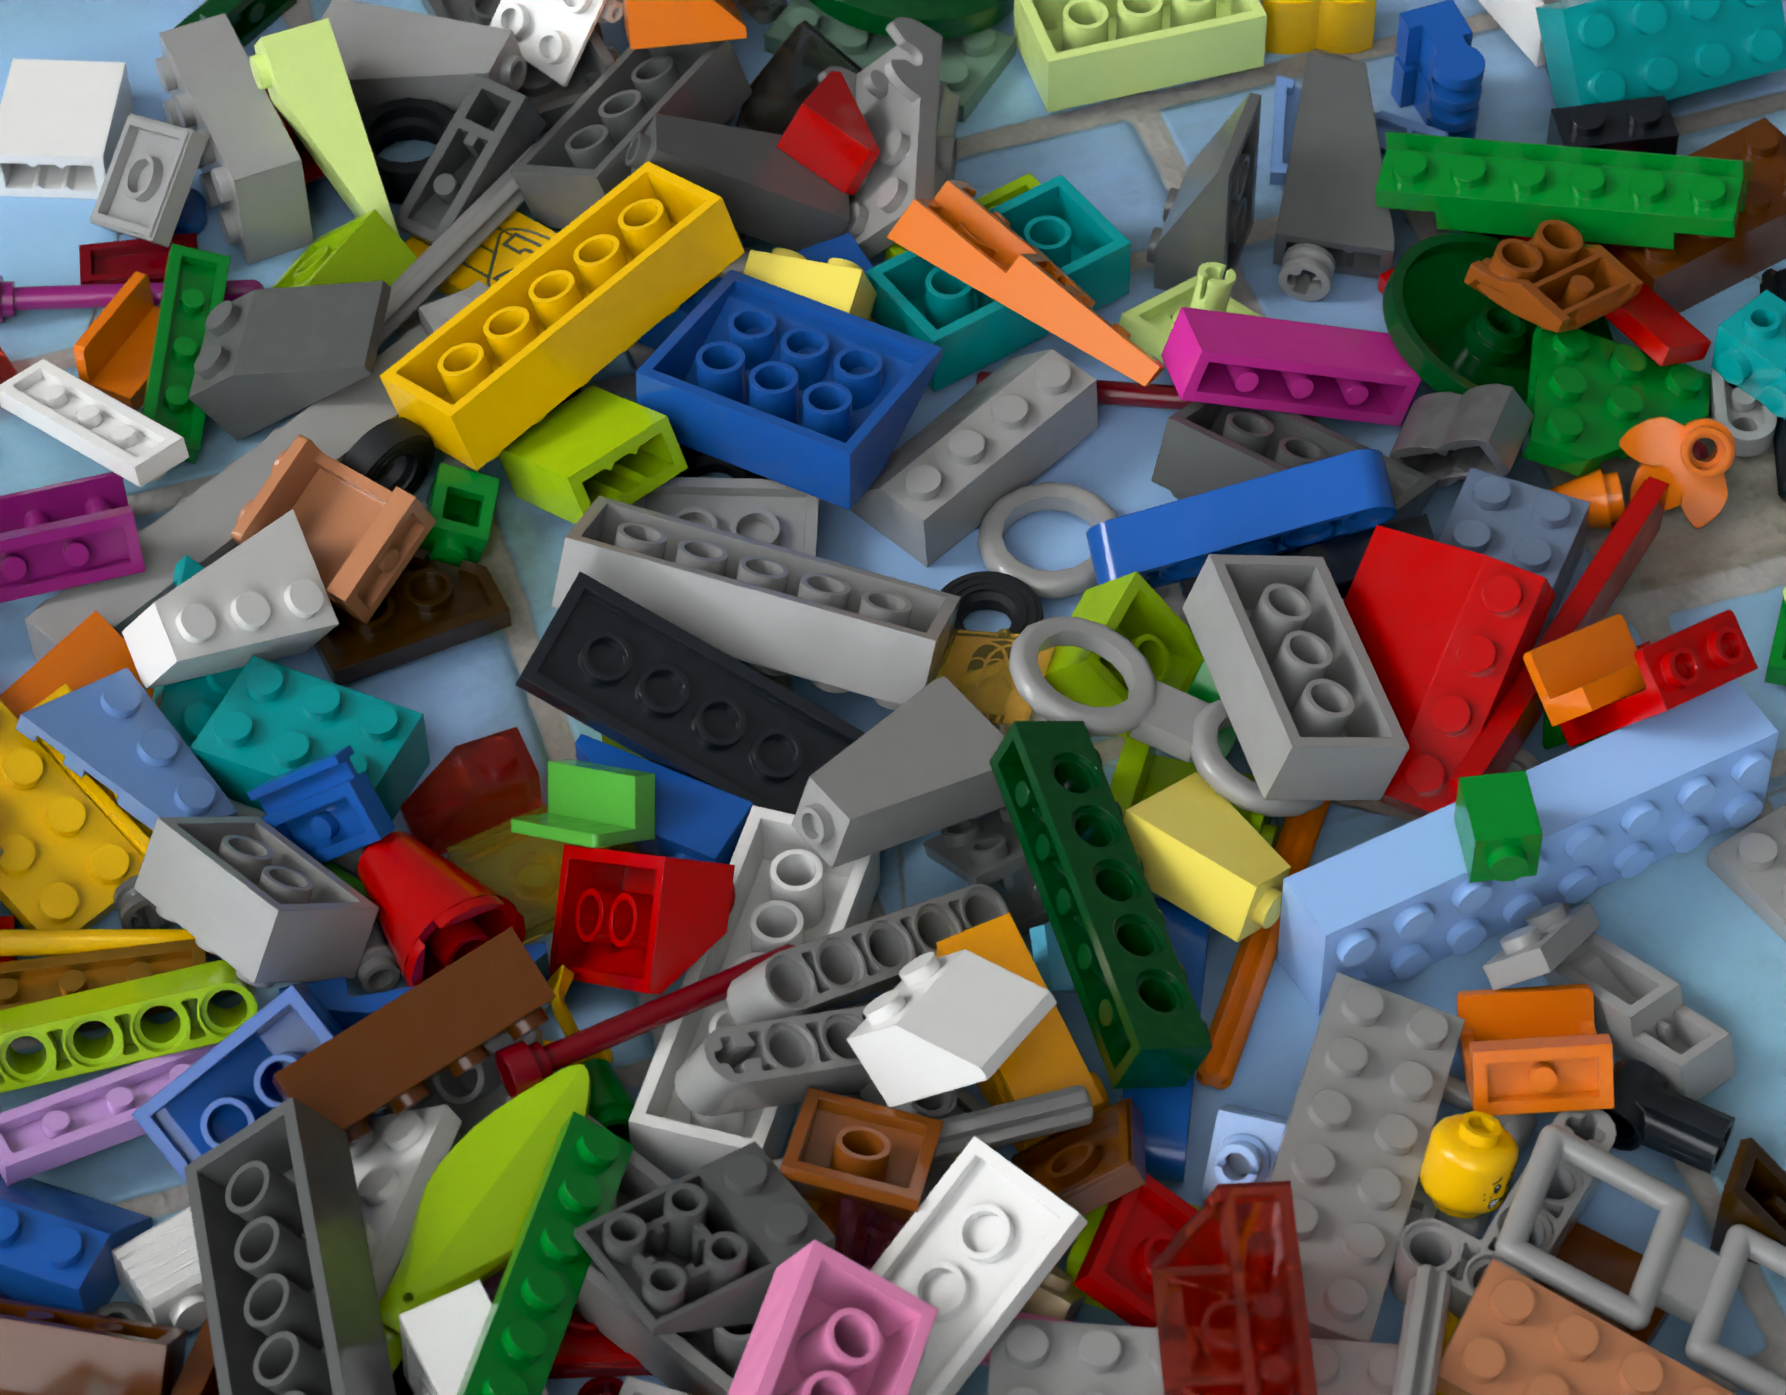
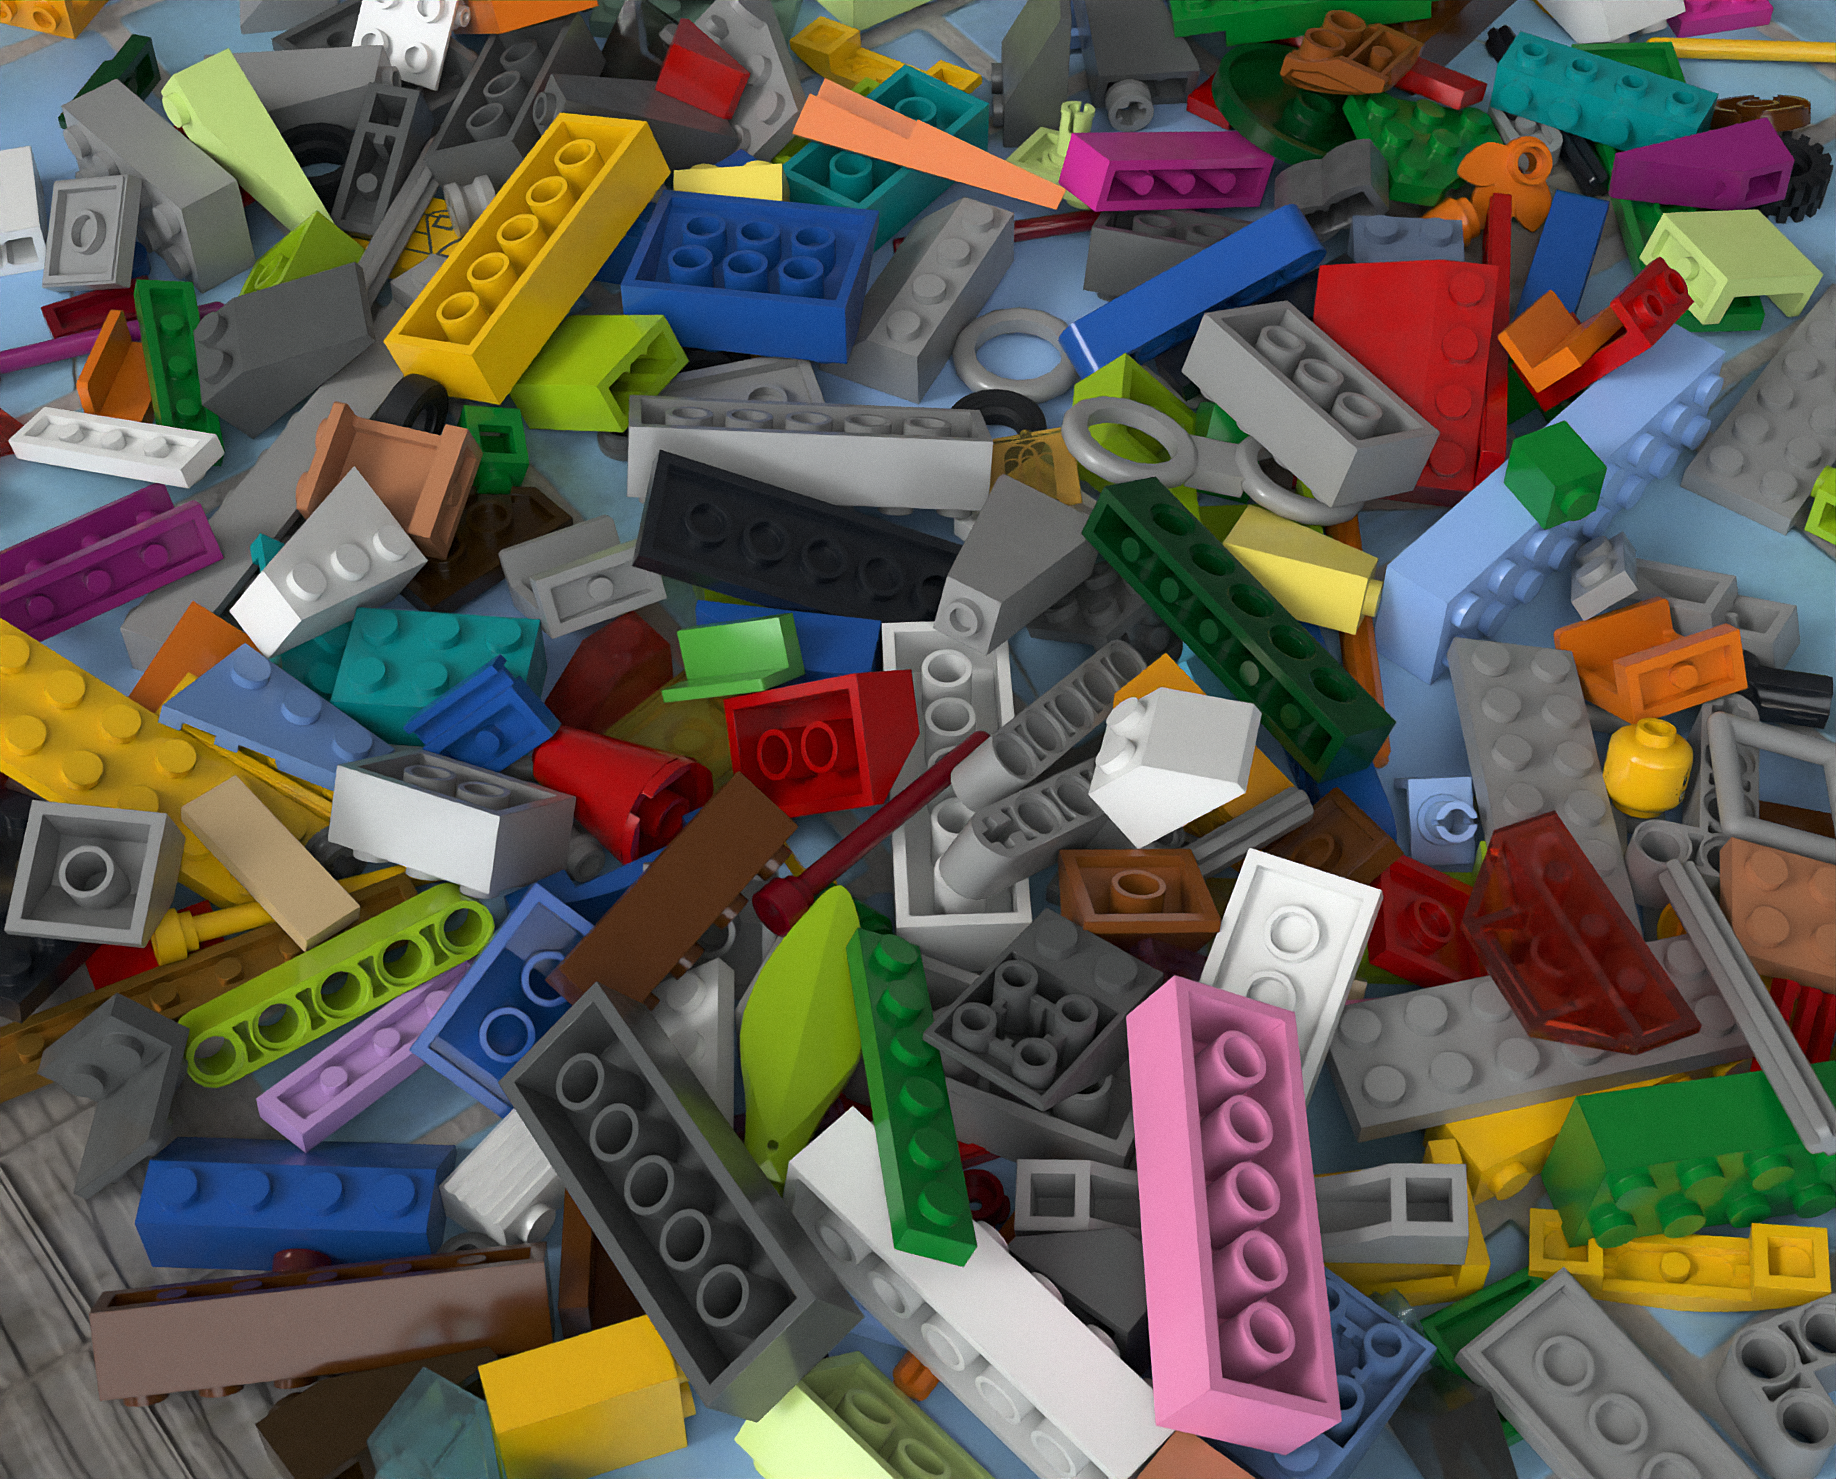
camera: 20 degrees left, 0 degrees up
(74, 896) = (270, 863): none -> tan tile
(472, 676) = (578, 577): none -> light grey panel
(539, 227) = (467, 202): none -> light grey wheel
(1019, 143) = (837, 55): none -> yellow slope
(1703, 568) = (1565, 250): none -> blue beam

